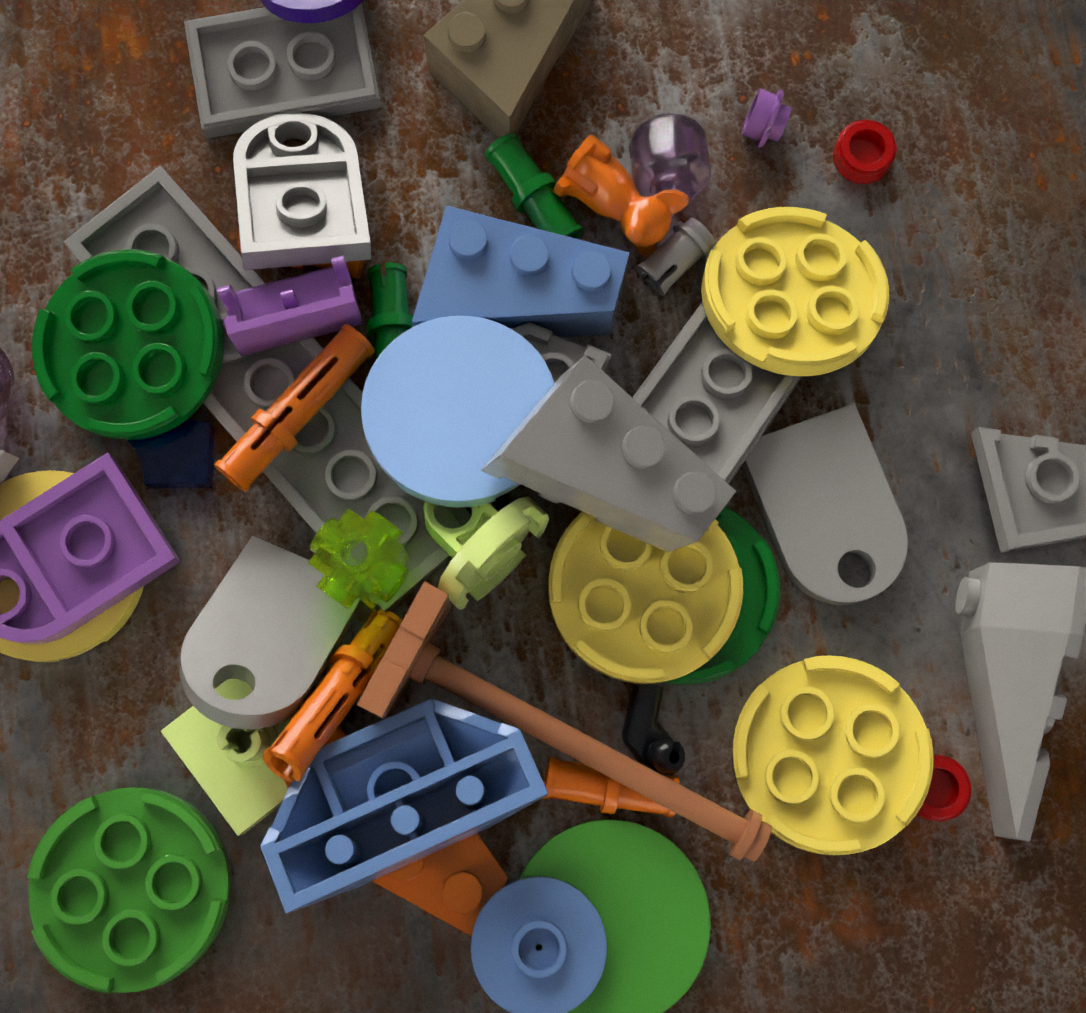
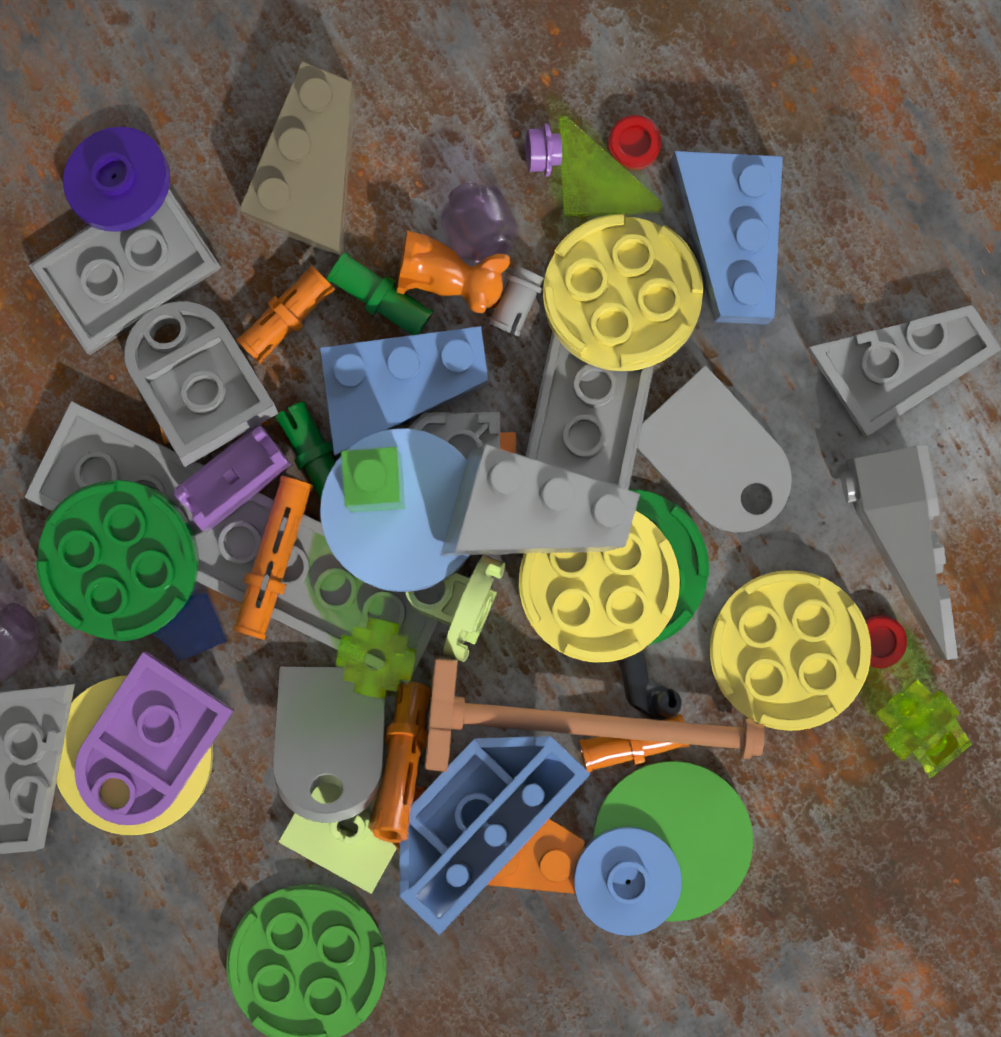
camera: 20 degrees left, 10 degrees up
(426, 172) = (285, 314): none -> orange pin
(440, 352) = (373, 479): none -> bright green brick
(810, 172) = (595, 181): none -> clear neon green tile
(942, 270) = (735, 229): none -> medium blue wedge
(957, 910) = (923, 728): none -> clear neon green brick

